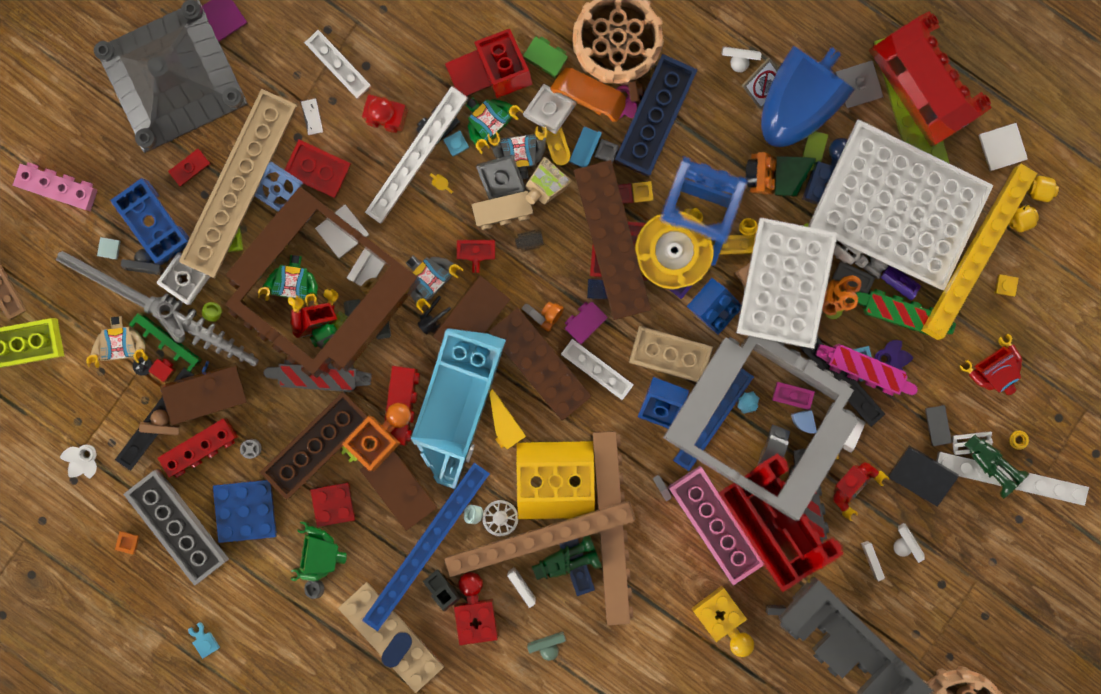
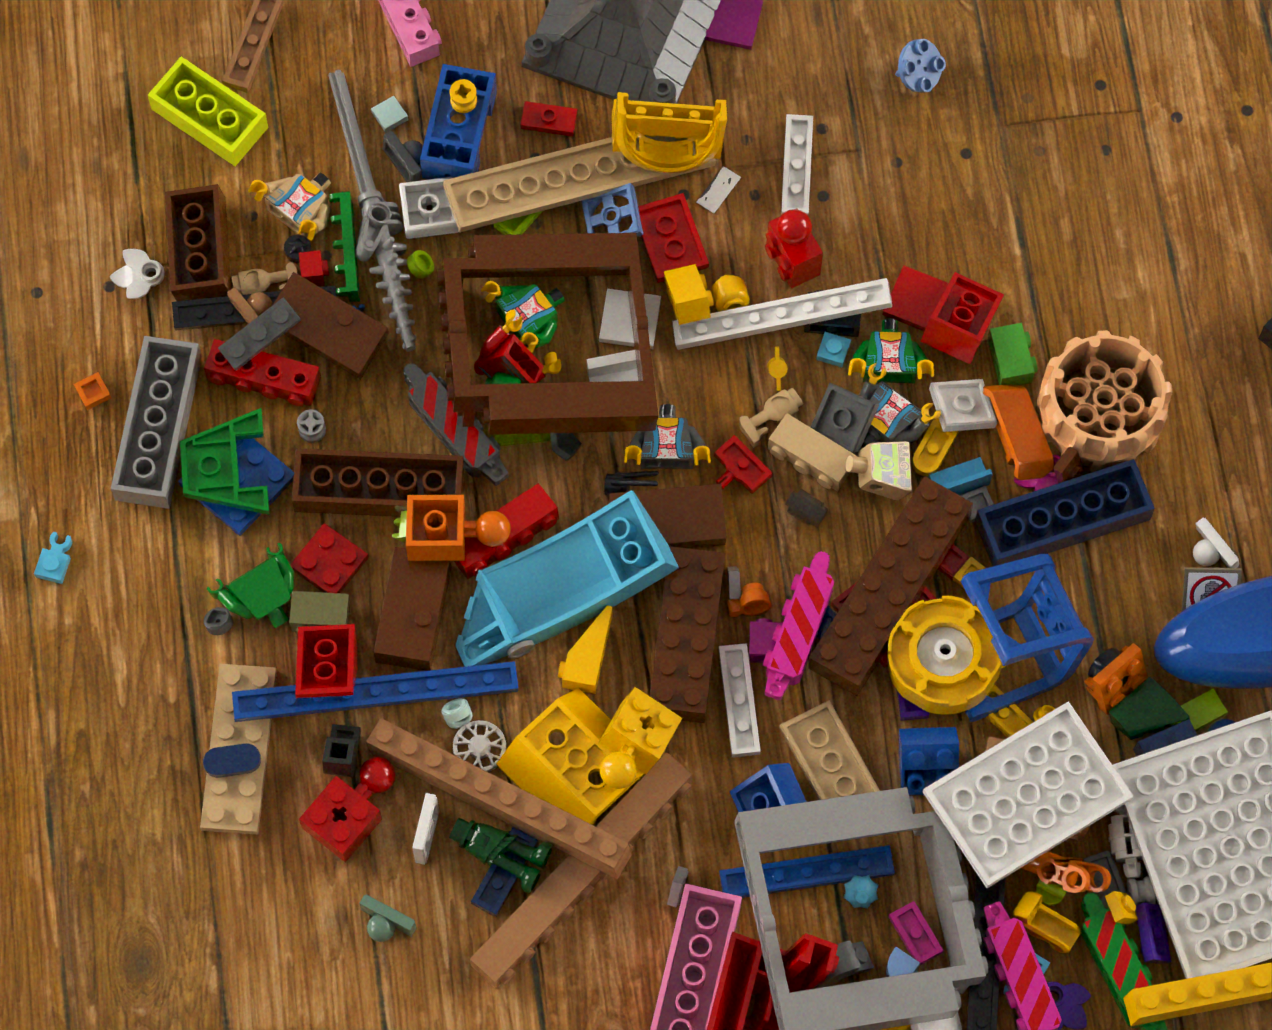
camera: 50 degrees right, 20 degrees down
(93, 417) = (198, 243): none -> reddish brown brick
(142, 402) = (259, 280): none -> tan piece
(144, 210) = (463, 103): none -> yellow wheel
(178, 435) = (259, 334): none -> dark grey plate
(227, 520) = (212, 469): none -> green wing
(272, 130) = (697, 123): none -> yellow piece
(358, 192) = (688, 294): none -> yellow brick
(358, 535) = (318, 609): none -> olive brick
(378, 168) = (729, 293): none -> yellow head
(391, 560) = (326, 661): none -> red slope
(461, 203) = (774, 409): none -> tan piece
(568, 449) = (636, 738): none -> yellow brick
(593, 308) = (800, 626): none -> dark pink hinge
(848, 329) = (1045, 923): none -> yellow animal
(877, 286) = (1122, 907): none -> yellow plate

